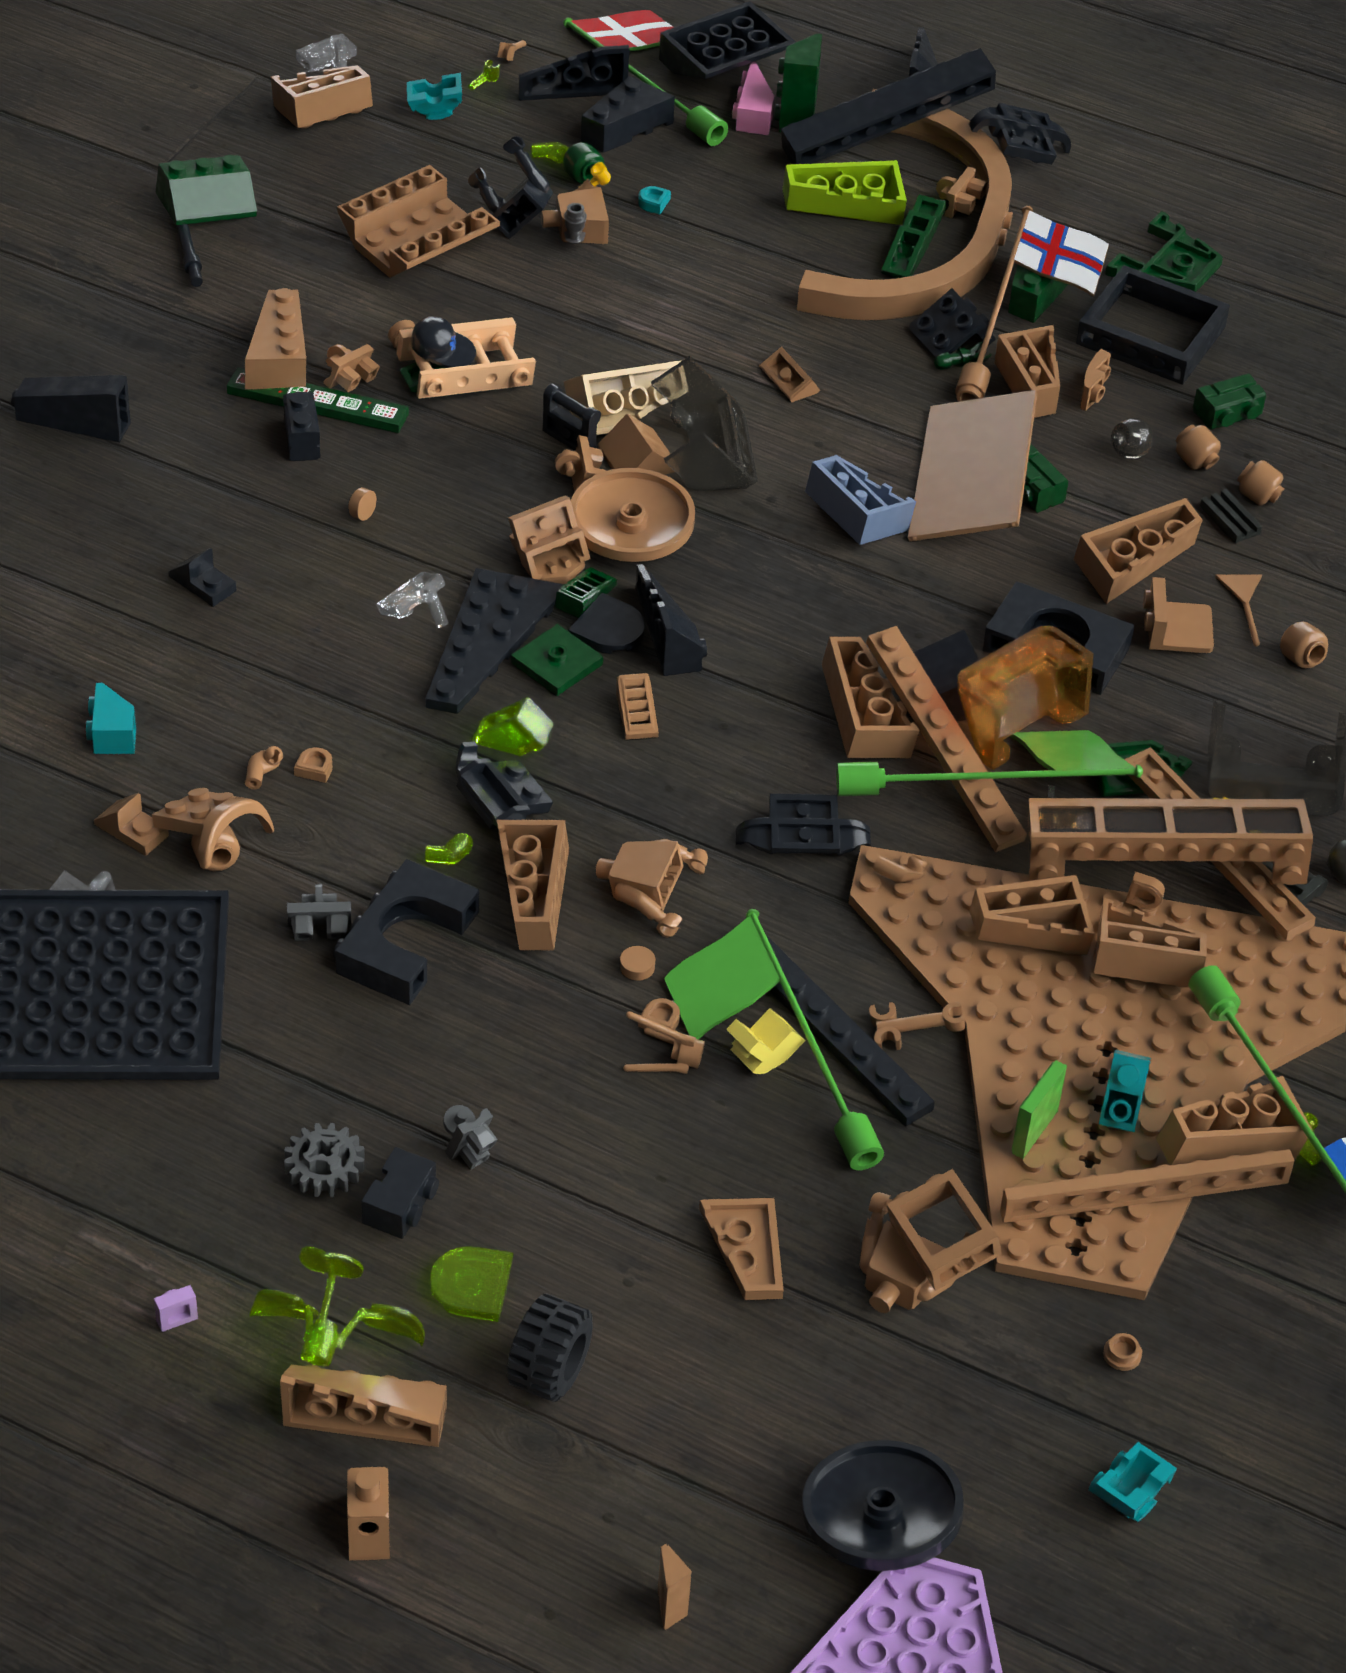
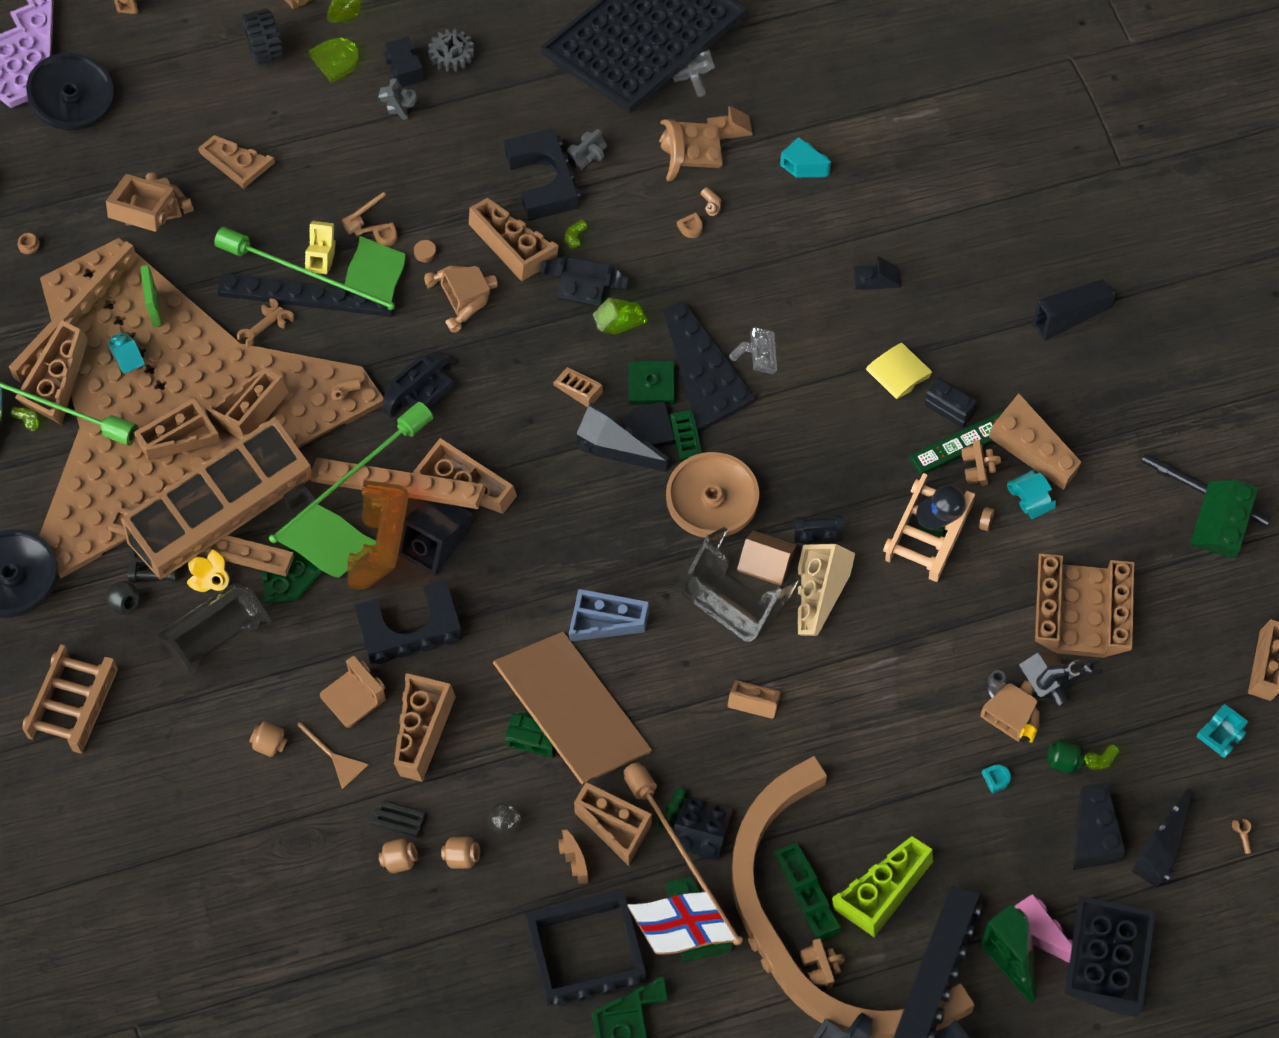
camera: 140 degrees right, 15 degrees up
(305, 488) = (899, 370): none -> light yellow slope
(332, 327) = (1033, 493): none -> teal cylinder
(362, 503) = (858, 385): medium nougat tile -> none
(489, 74) = (1226, 792): clear neon green hand -> none
(550, 541) = (735, 436): medium nougat piece -> none
(581, 463) = (771, 508): medium nougat hips -> none
(642, 31) = (1200, 930): flag -> none
(1229, 401) = (476, 916): dark green brick -> none

